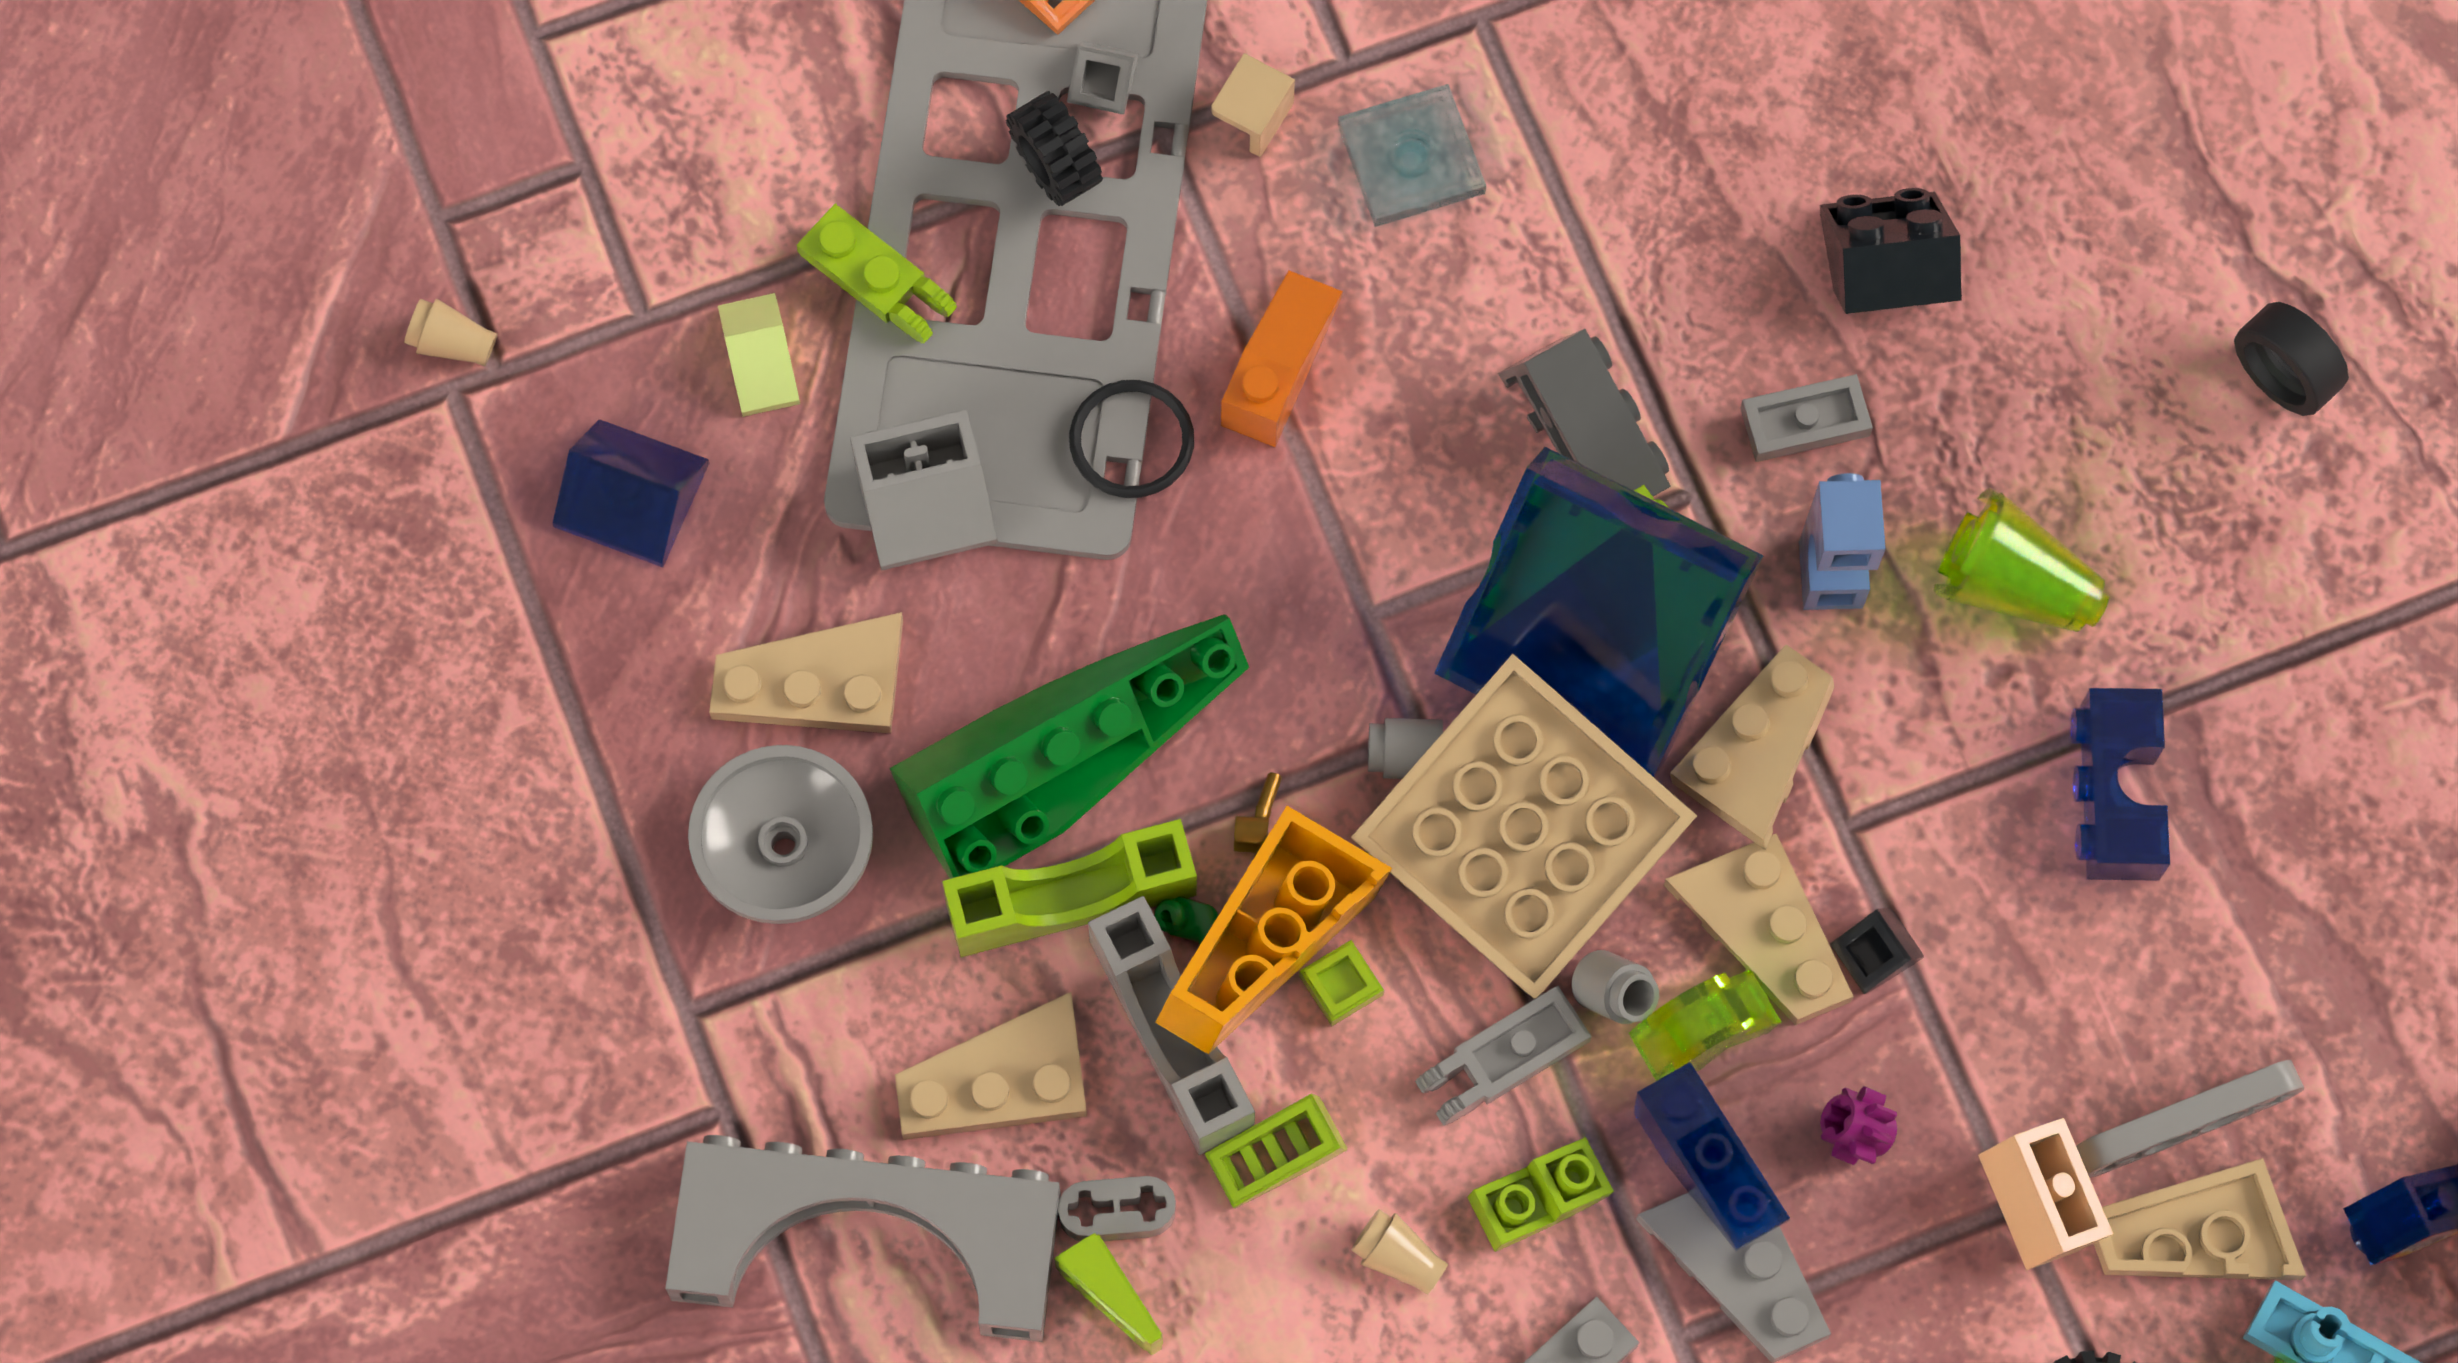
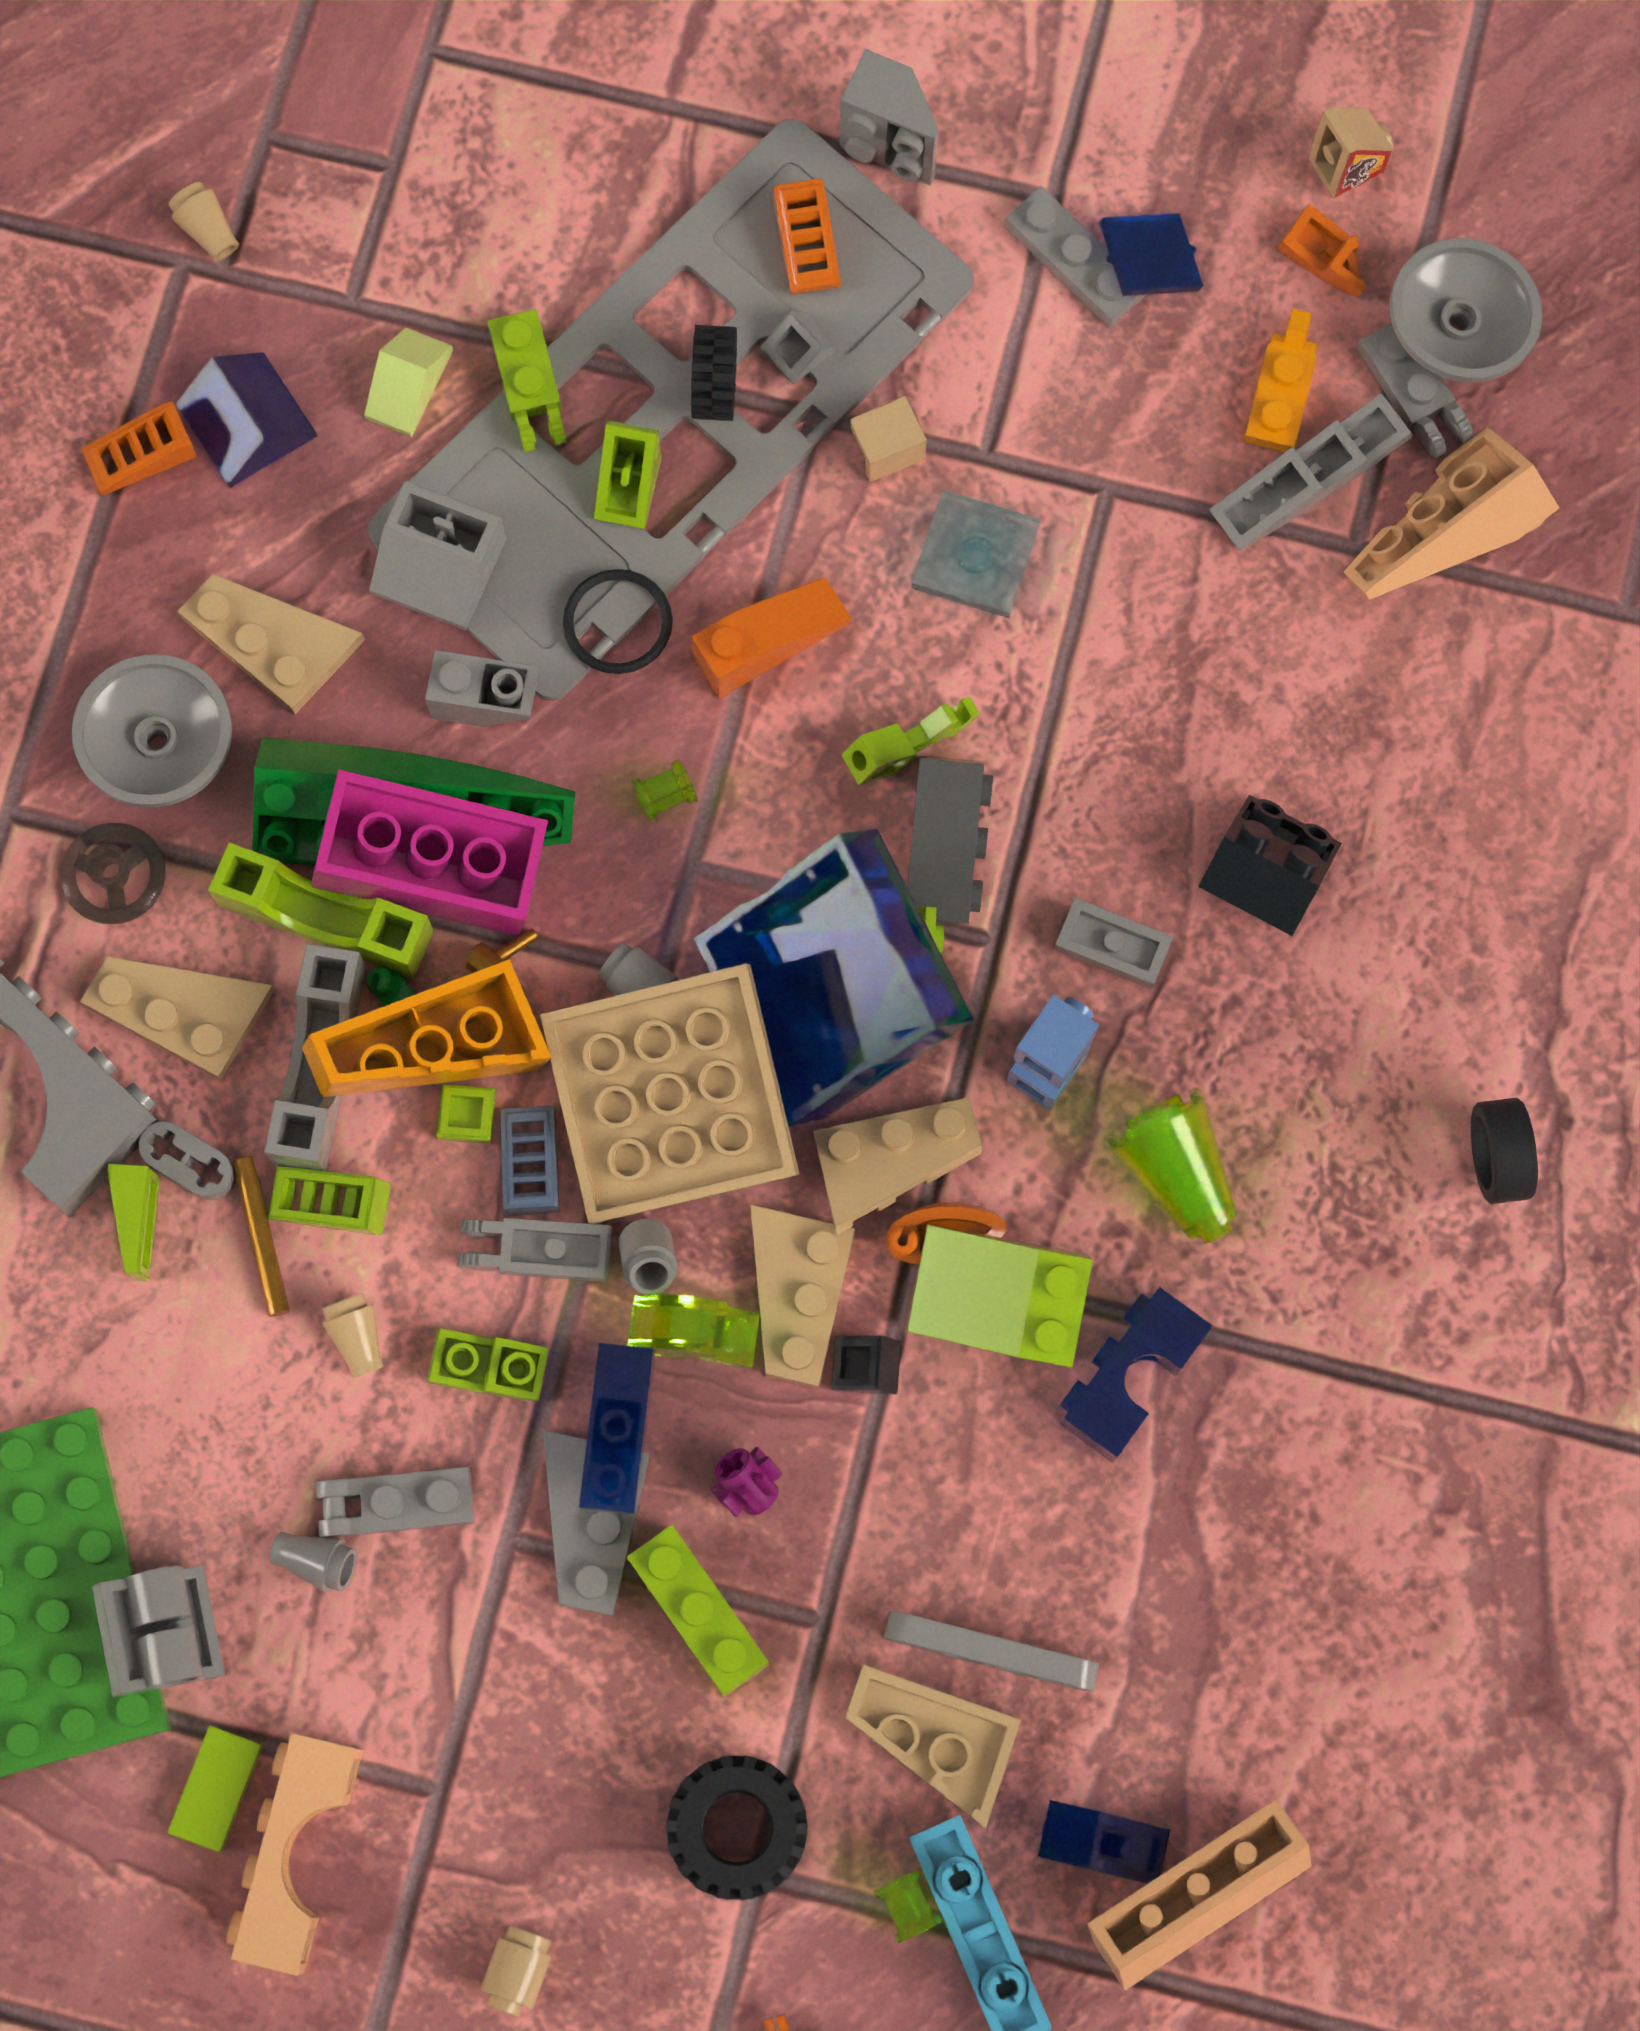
camera: 35 degrees right, 5 degrees up
(547, 556) = (144, 426): none -> orange slope
(828, 976) = (106, 855): none -> clear smoke piece
(1041, 296) = (627, 474): none -> lime slope
(1059, 585) = (479, 690): none -> light grey slope
(1134, 762) = (429, 852): none -> dark pink slope
(1239, 1229) = (260, 1236): none -> pearl gold bar
(1296, 562) = (664, 791): none -> clear neon green bush
(1448, 1030) = (533, 1202): none -> sand blue slope
(1476, 378) = (891, 750): none -> lime piece
(1858, 782) = (908, 1232): none -> orange arm
(1941, 1279) = (698, 1610): none -> lime arch
(1955, 796) = (1000, 1295): none -> lime slope
(2045, 1194) = (839, 1630): light nougat brick -> none

